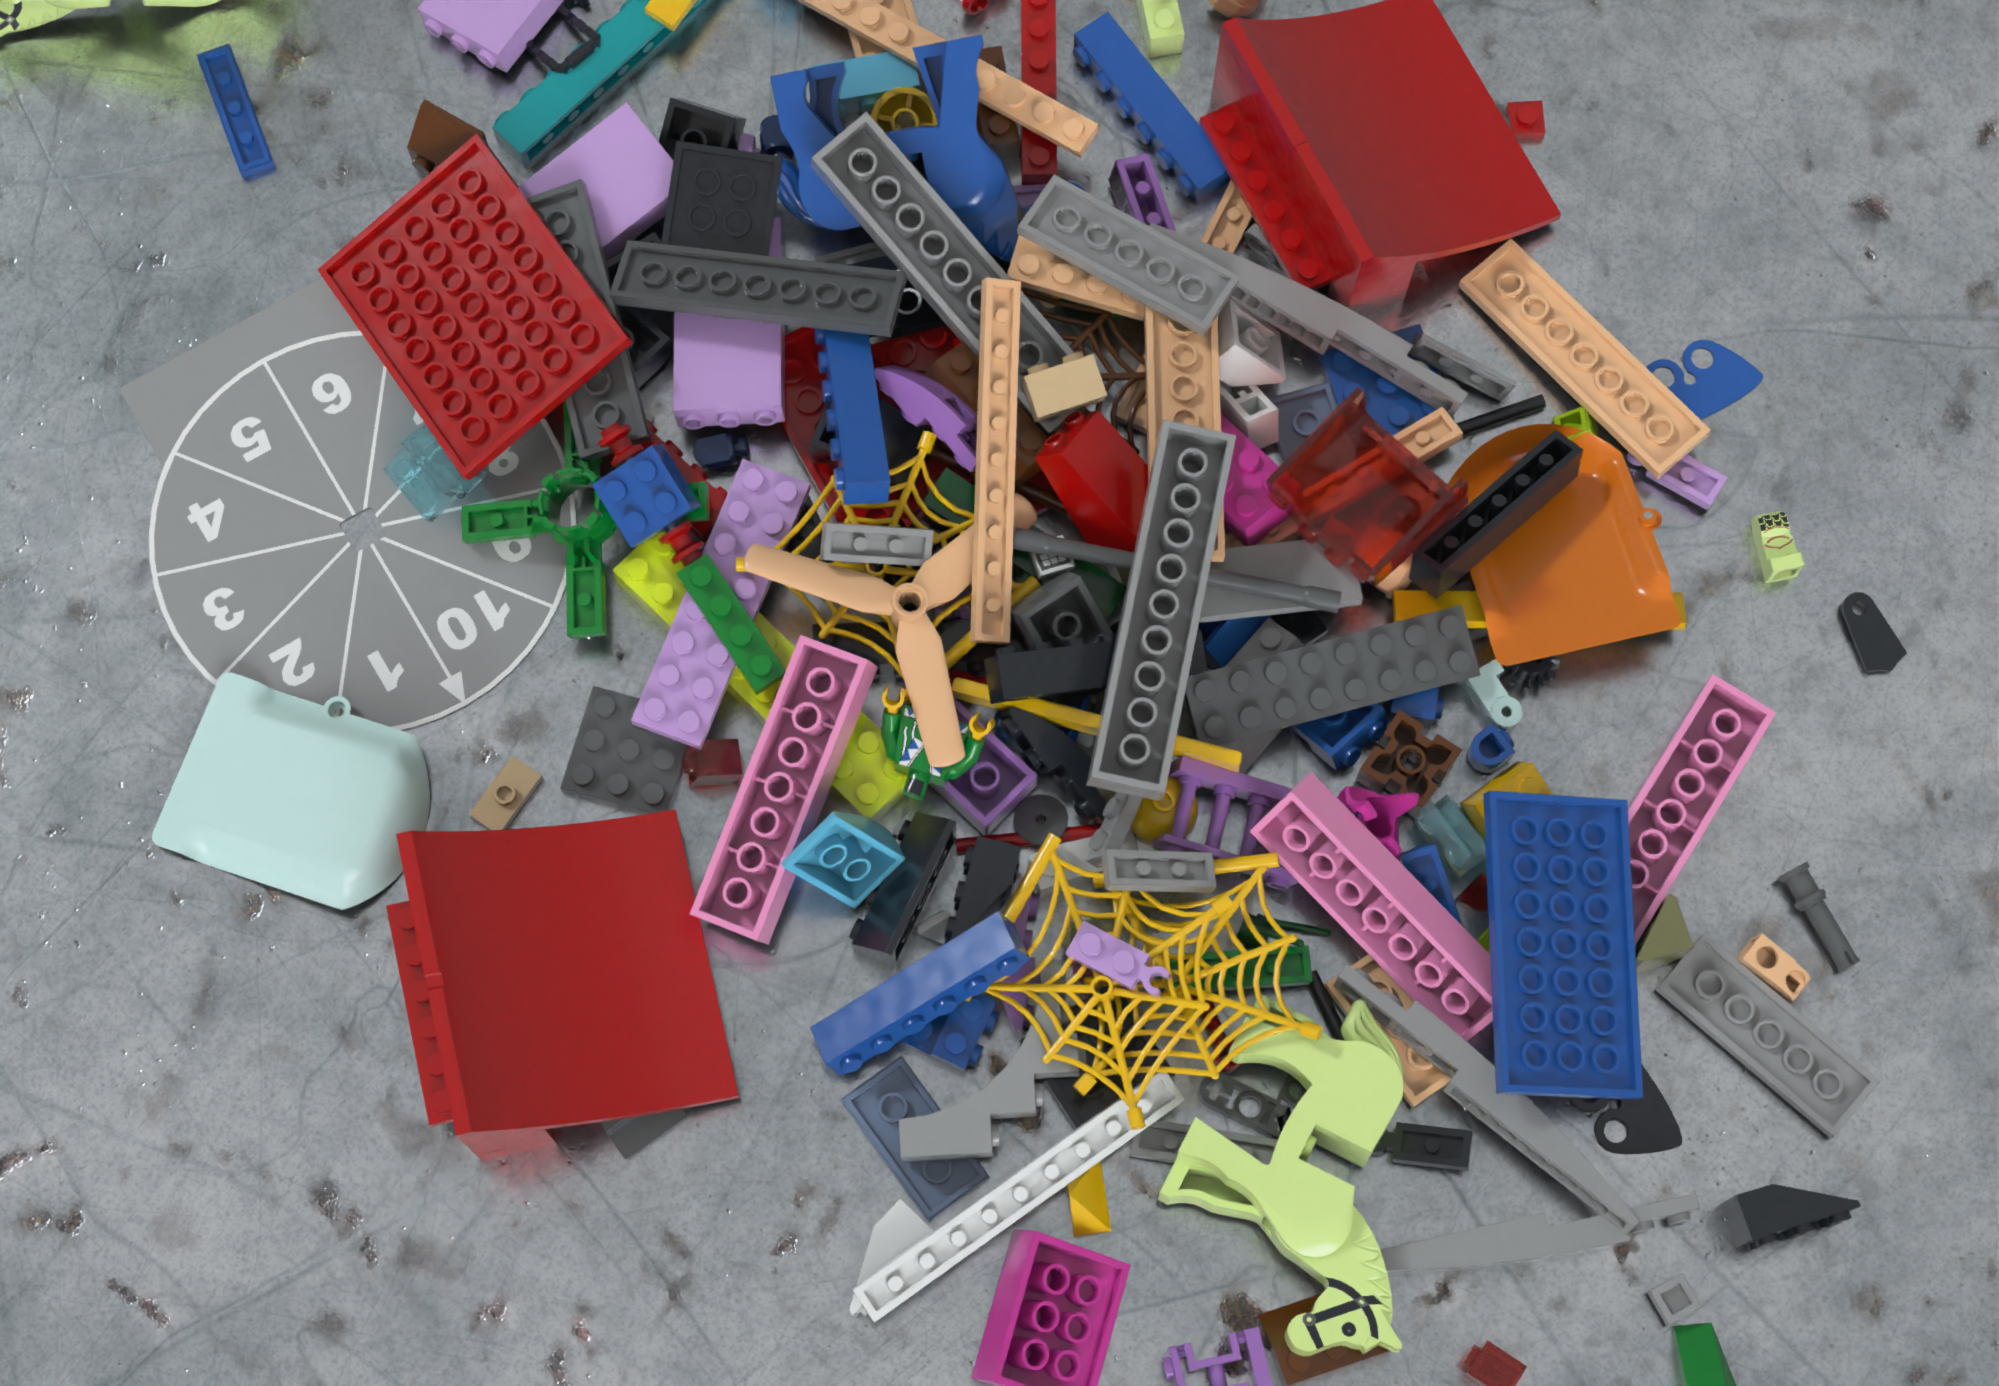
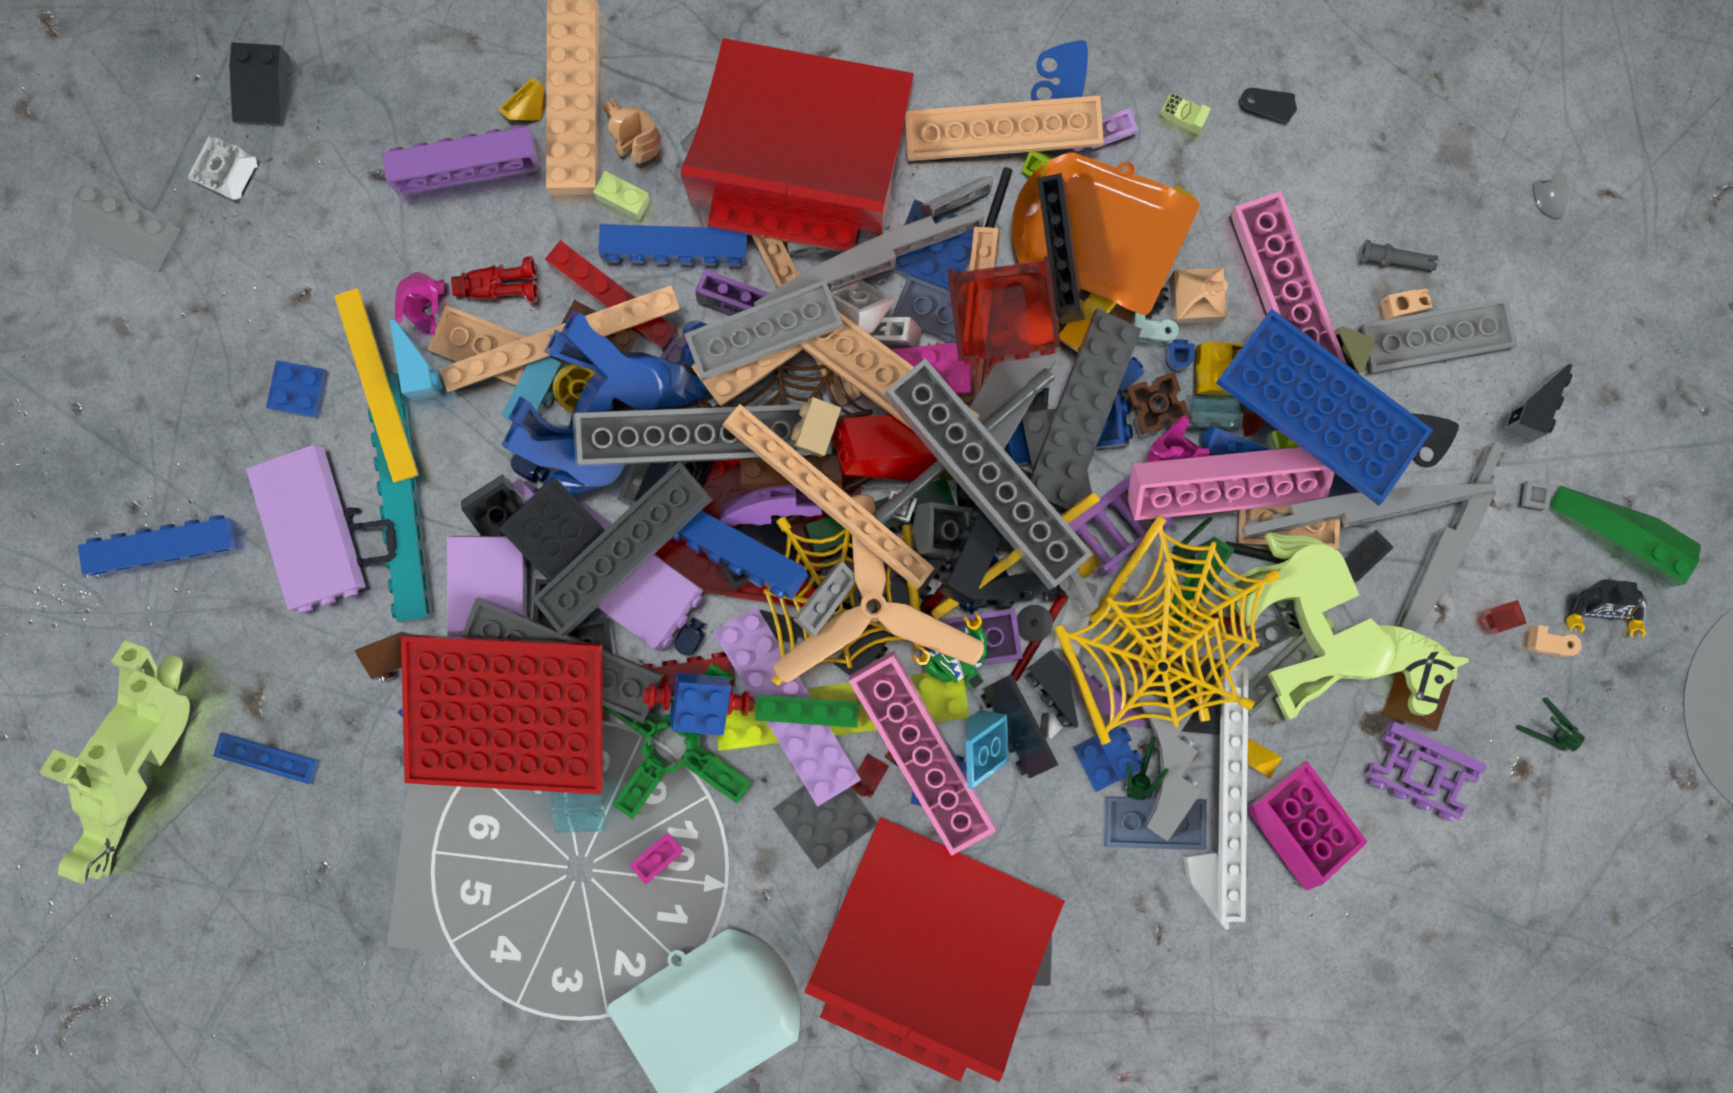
camera: 50 degrees left, 10 degrees up
(437, 600) = (656, 858): none -> dark pink plate
(506, 795) = (798, 902): tan plate -> none
(920, 994) = (1088, 764): blue brick -> none
(945, 1082) = (1140, 786): none -> dark green plant
(1114, 959) = (1153, 648): lavender plate -> none
(1158, 871) = (1124, 587): light grey plate -> none
(1526, 119) = (840, 46): red plate -> none
(1575, 717) = (1198, 296): none -> light nougat piece

